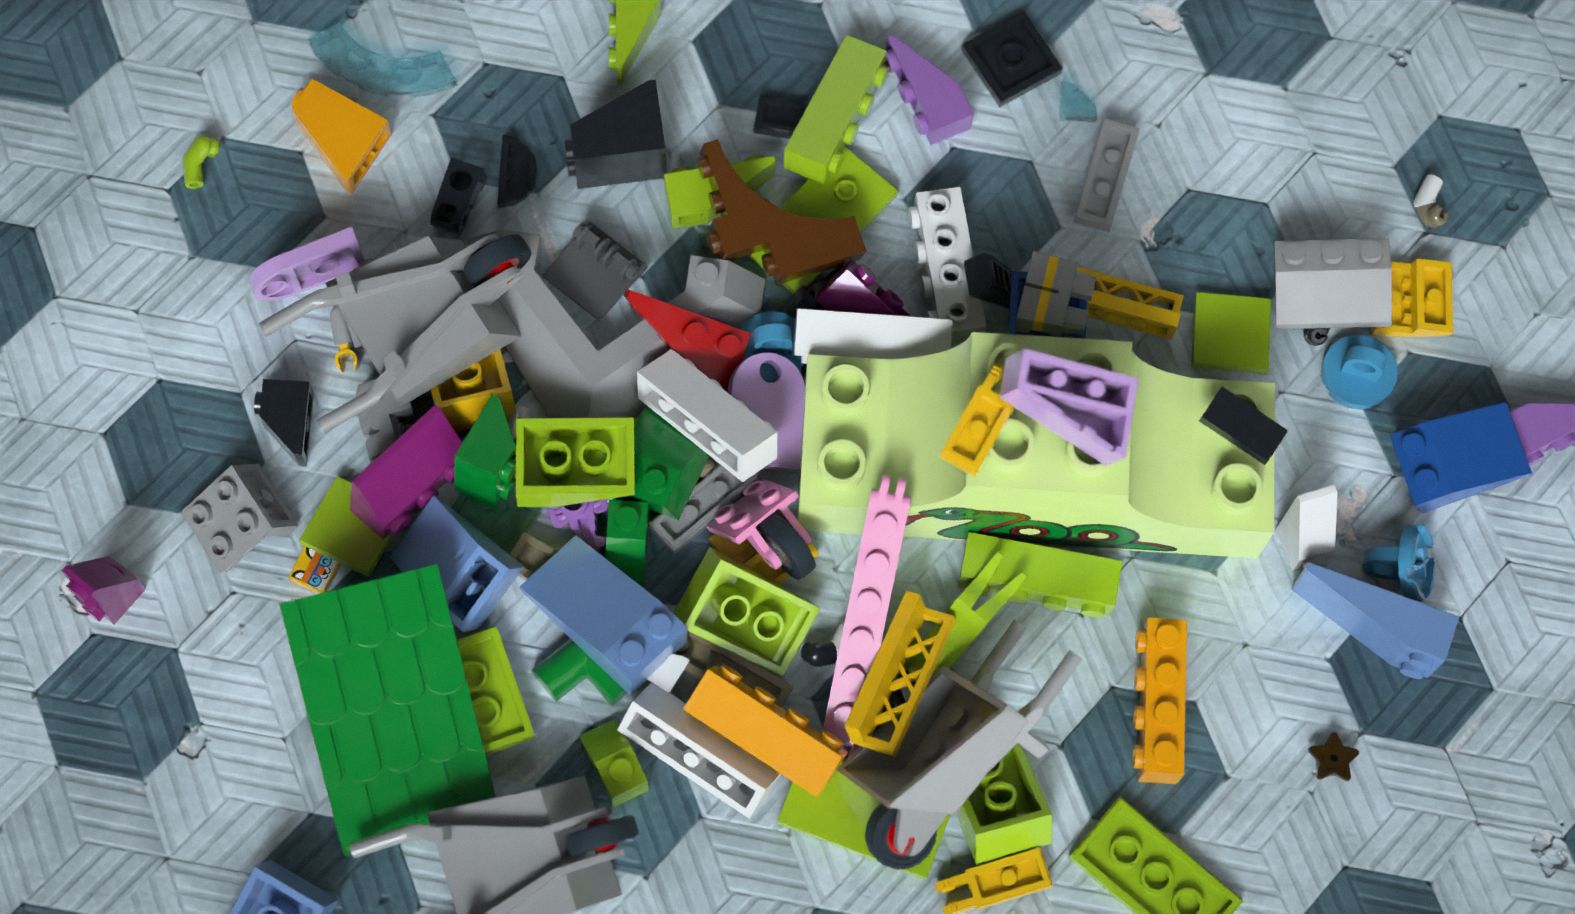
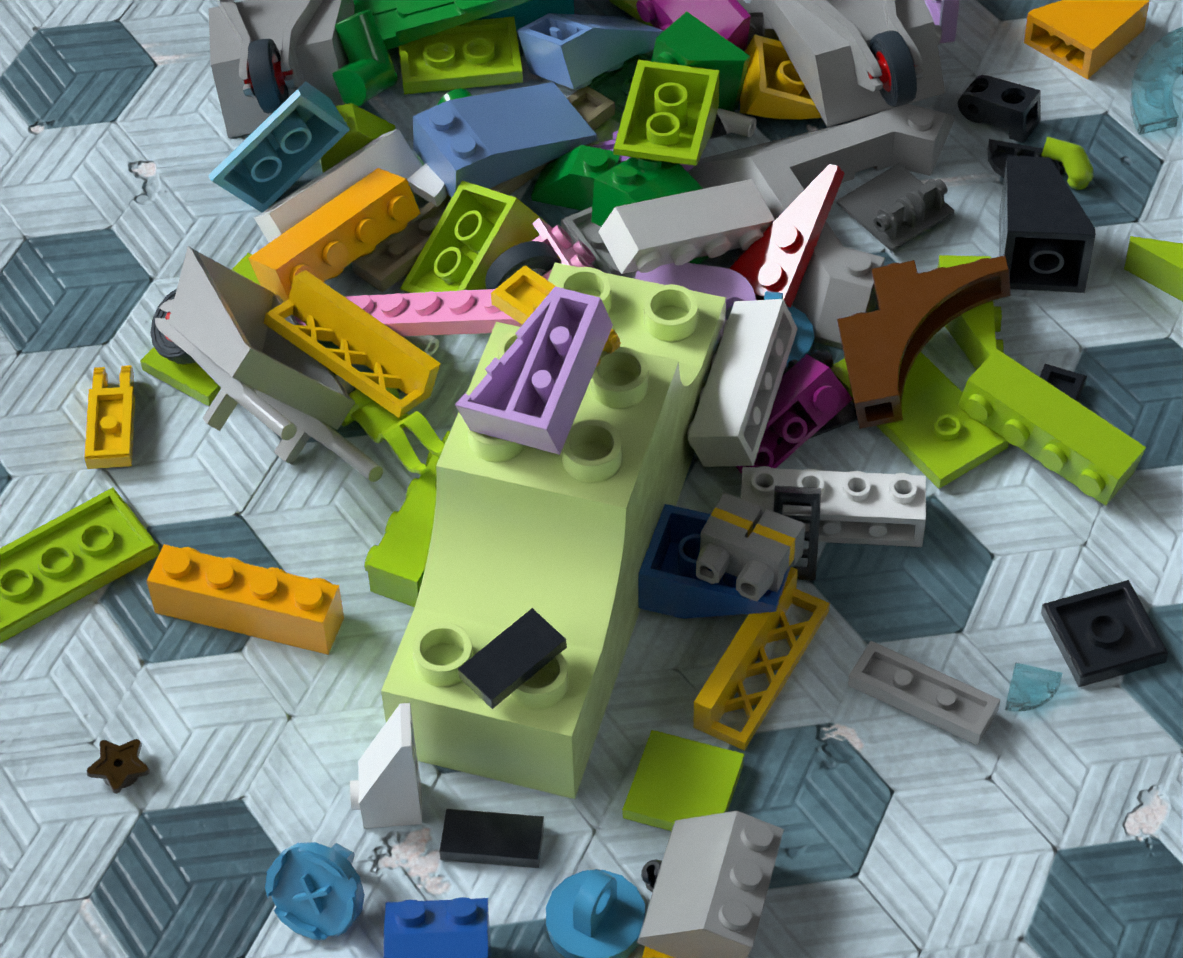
camera: 110 degrees right, 20 degrees down
(515, 128) = (1074, 160): none -> lime arm
(537, 763) = (369, 63): none -> green brick
(671, 812) = (281, 148): none -> medium azure slope
(933, 95) = (1058, 531): medium lavender slope -> none
(1006, 811) = (177, 442): lime slope -> none
(1314, 456) = (492, 838): none -> black tile
(1388, 624) = (231, 845): medium blue slope -> none

